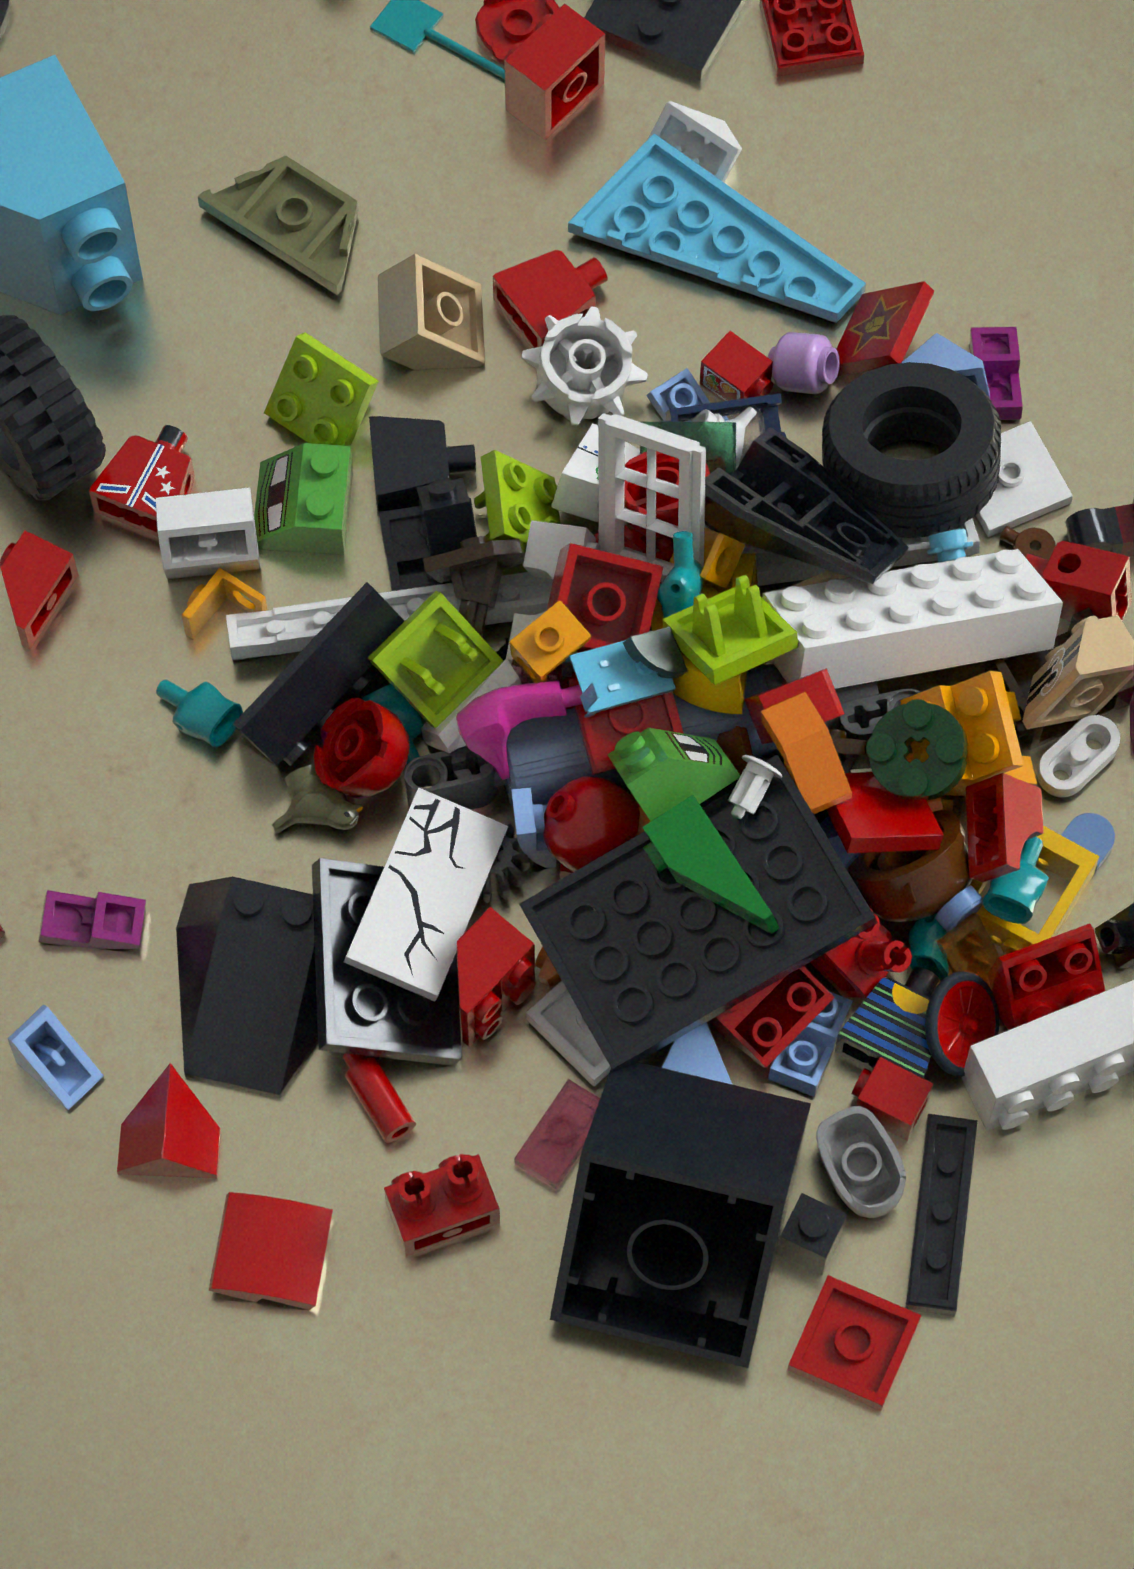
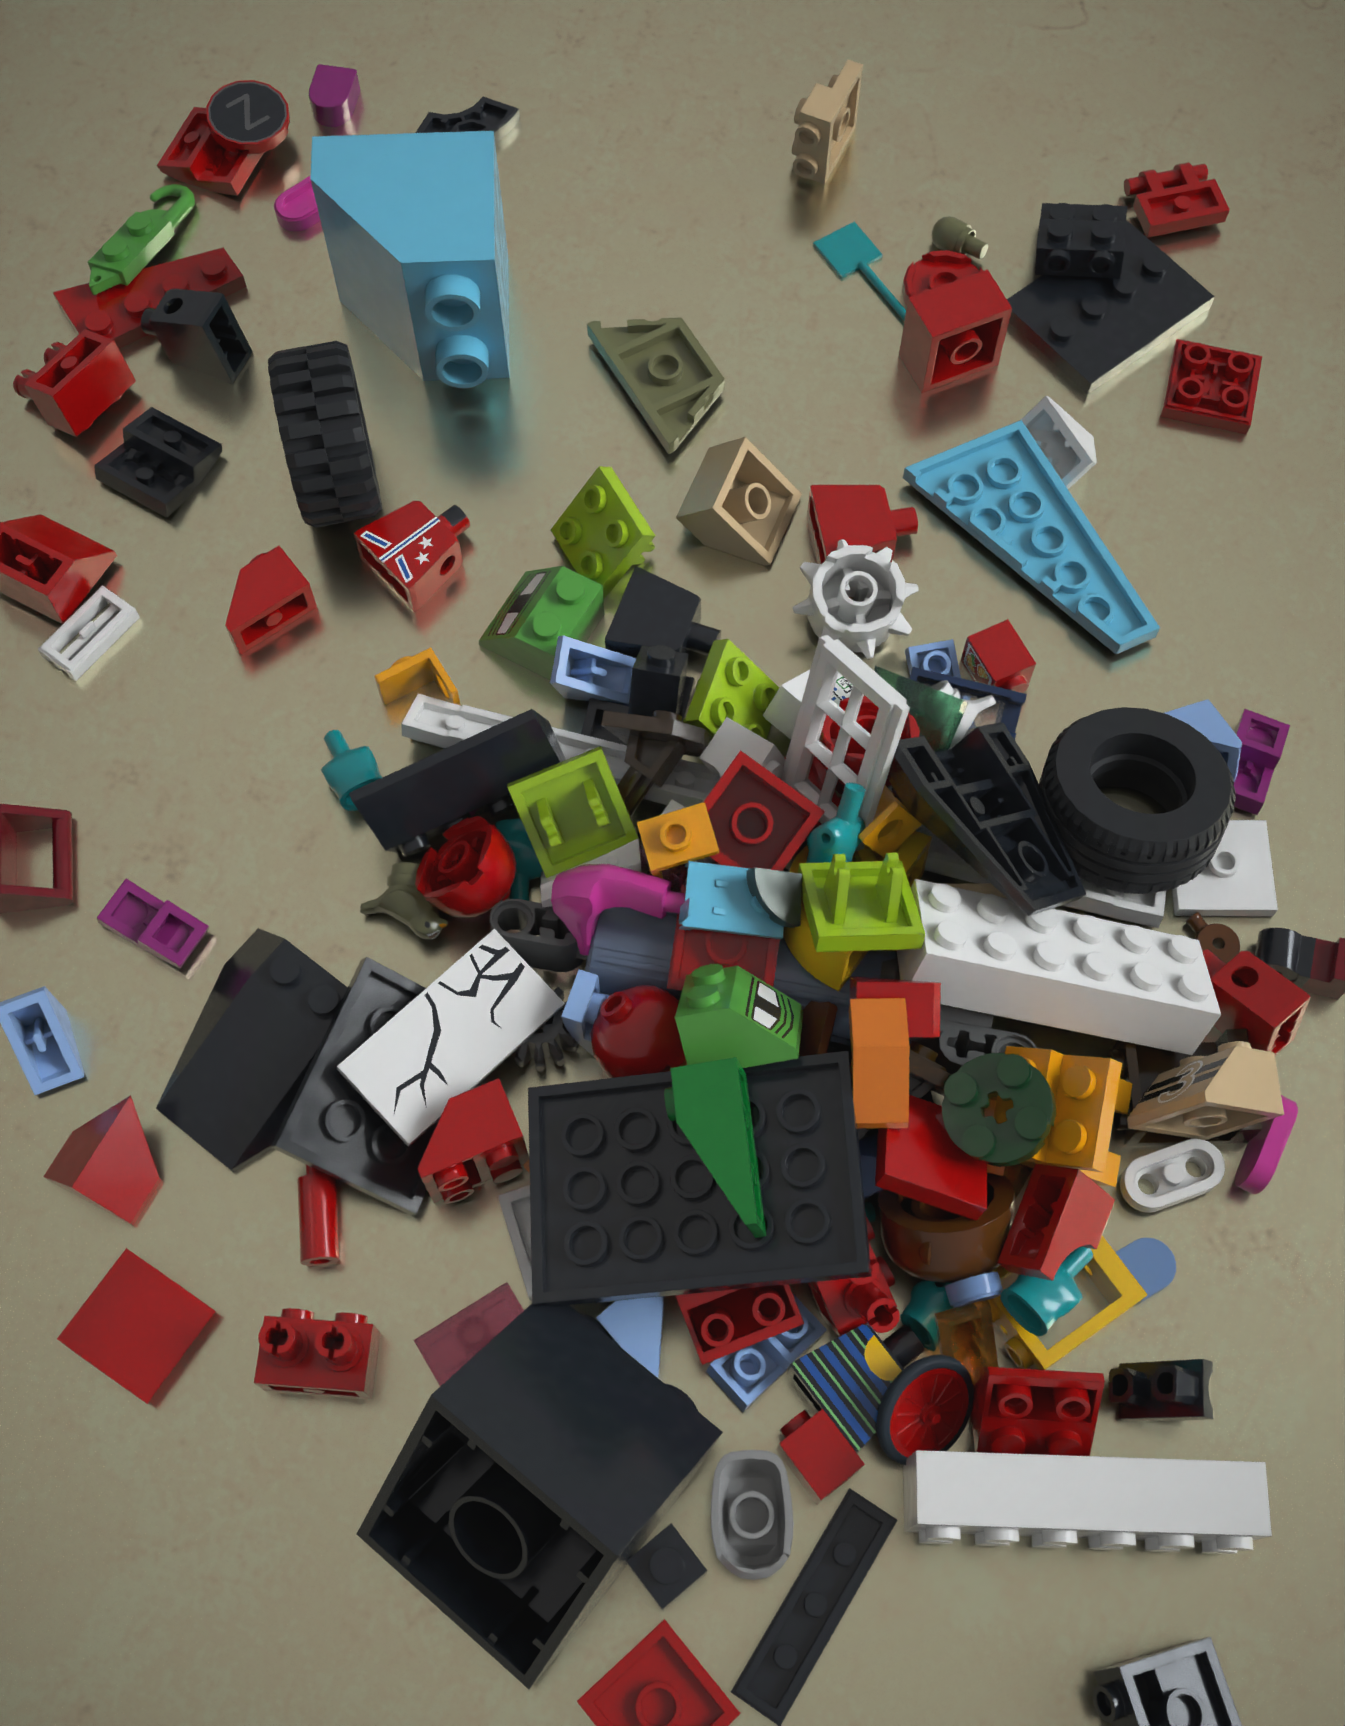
camera: 25 degrees right, 0 degrees up
(207, 533) = (432, 610): white slope -> none
(383, 530) = (591, 672): none -> light blue slope
(751, 786) = (804, 1073): white piece -> none
(804, 362) = (1066, 677): lavender head -> none
(882, 327) = (1156, 674): red tile -> none
(949, 545) = (1129, 908): medium azure plate -> none

